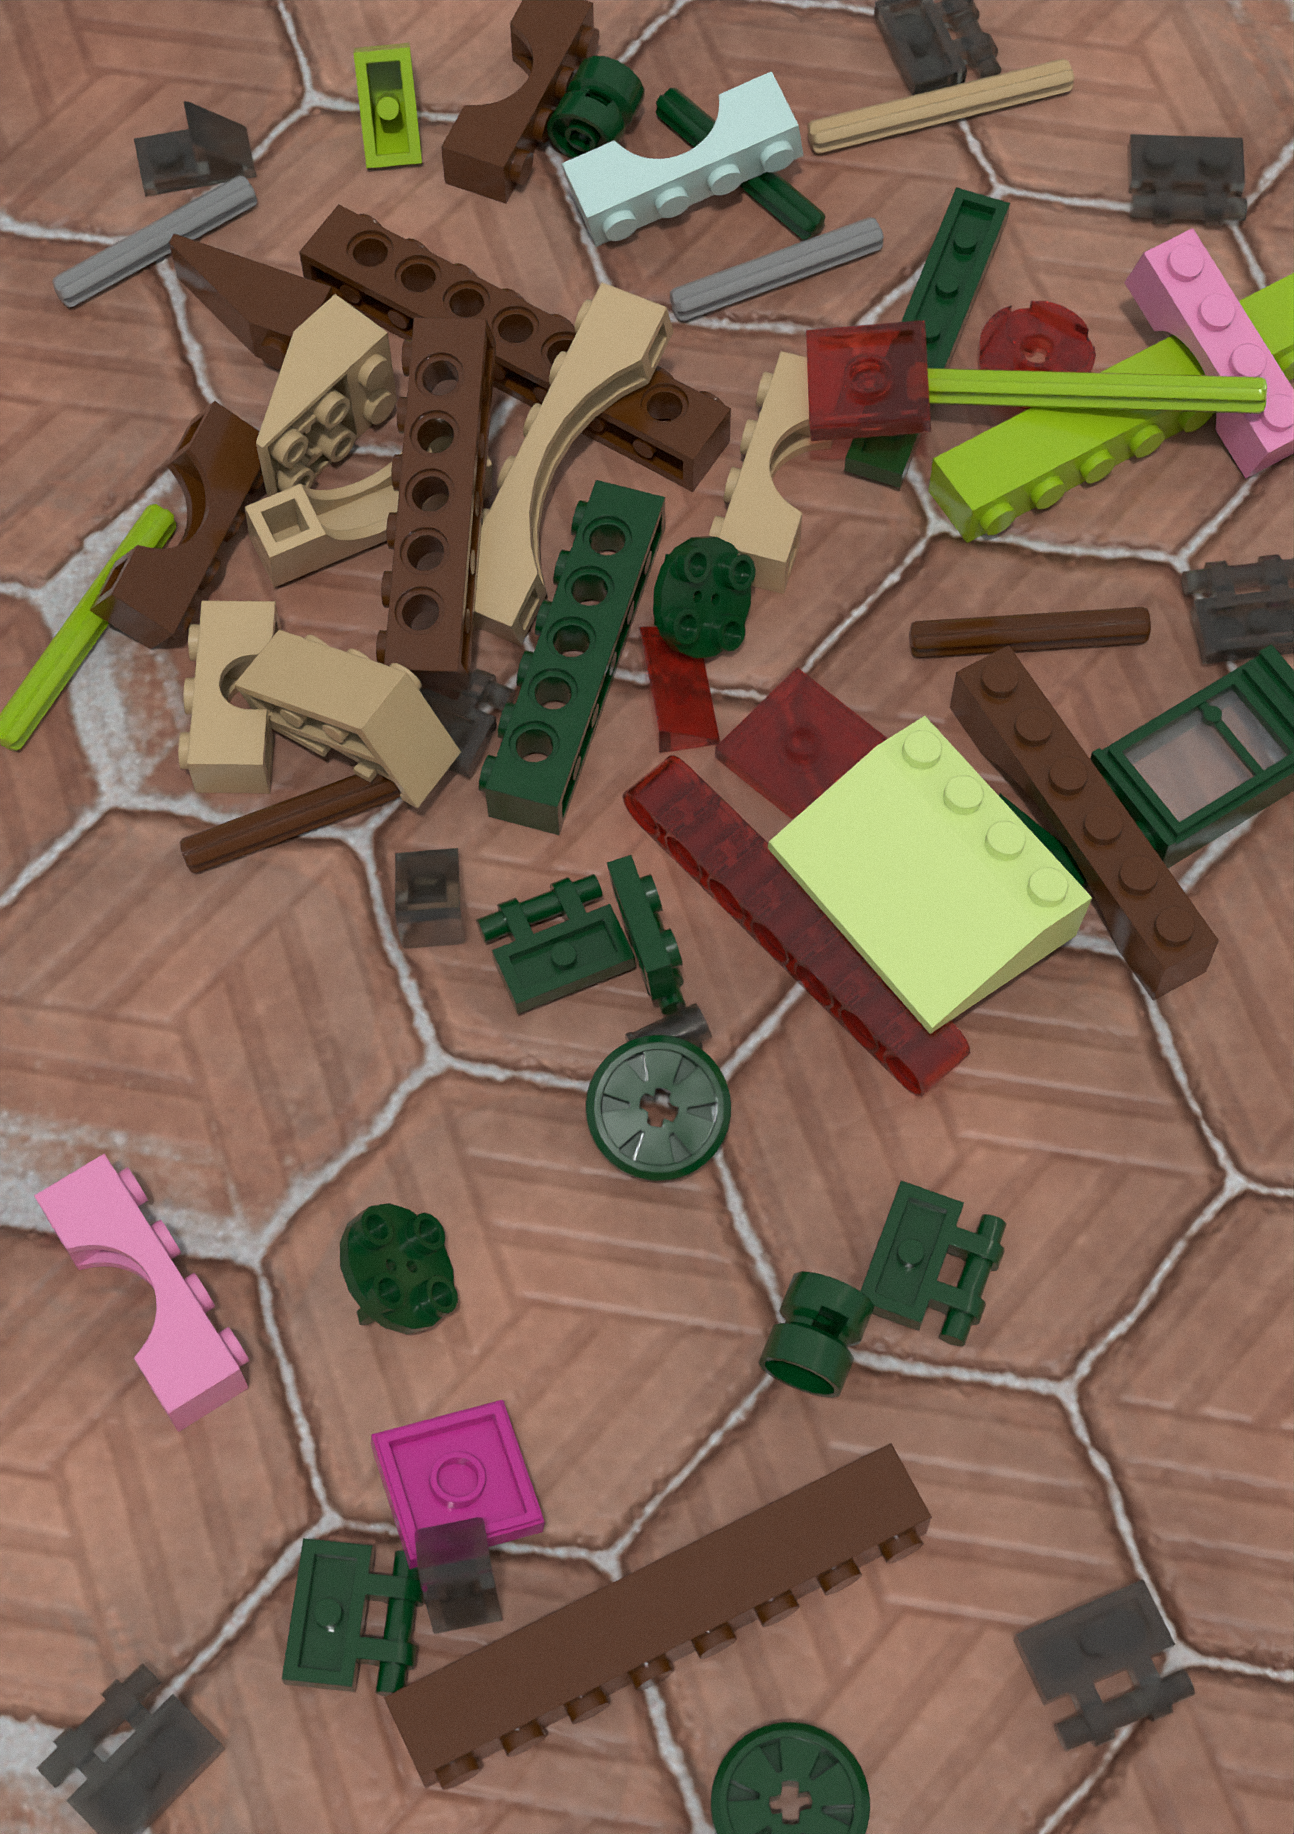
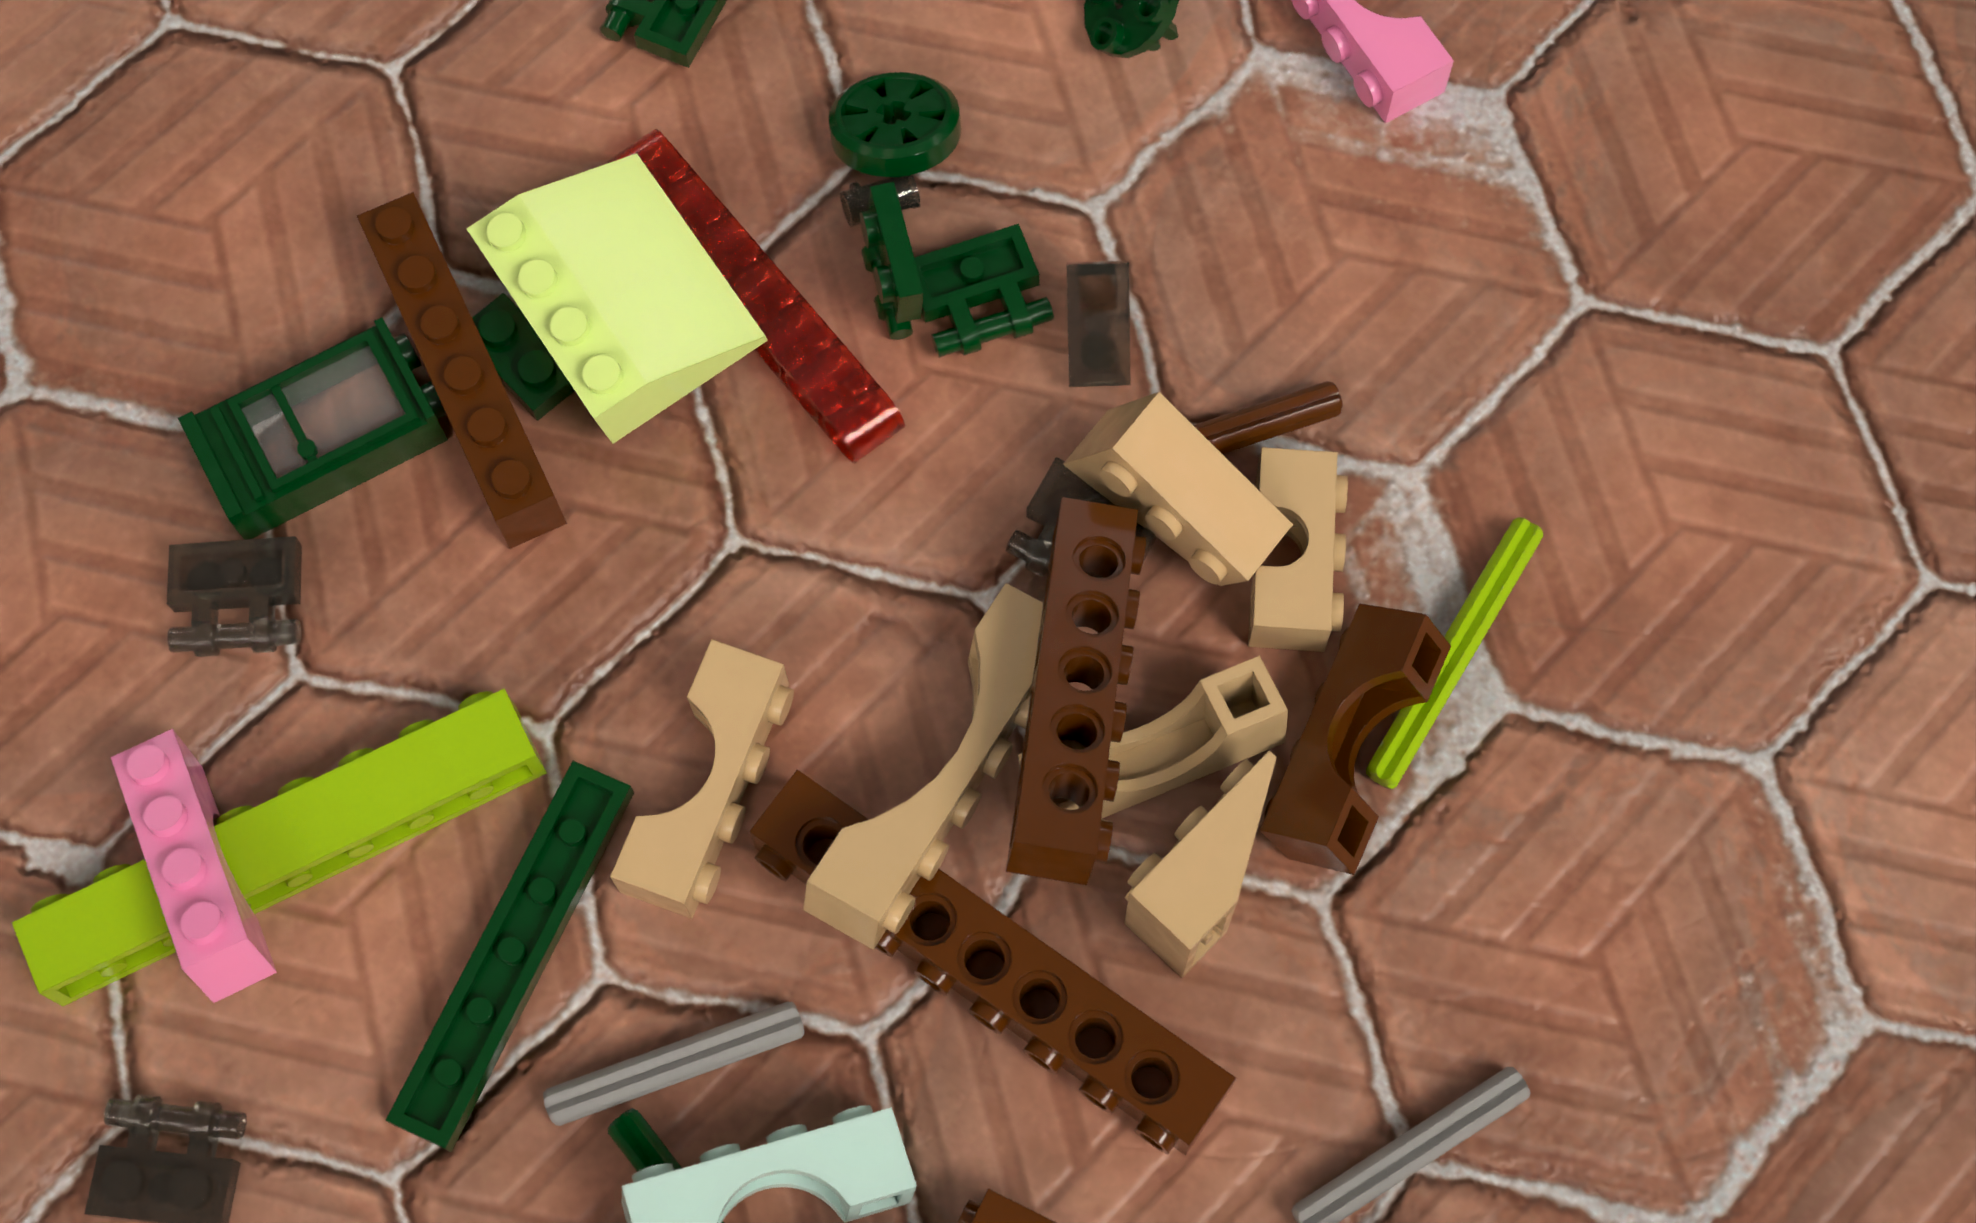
camera: 175 degrees left, 5 degrees up
(247, 296) = (1278, 1030): reddish brown slope -> none
(542, 791) = (982, 431): dark green brick -> none
(677, 695) = (839, 545): clear red slope -> none
(706, 570) = (805, 614): dark green plate -> none
(797, 743) = (721, 477): clear red plate -> none
(868, 380) = (590, 840): clear red plate -> none
(1030, 631) = (469, 587): reddish brown axle -> none
(1040, 326) = (393, 880): clear red plate -> none
(1098, 390) = (351, 806): lime axle -> none

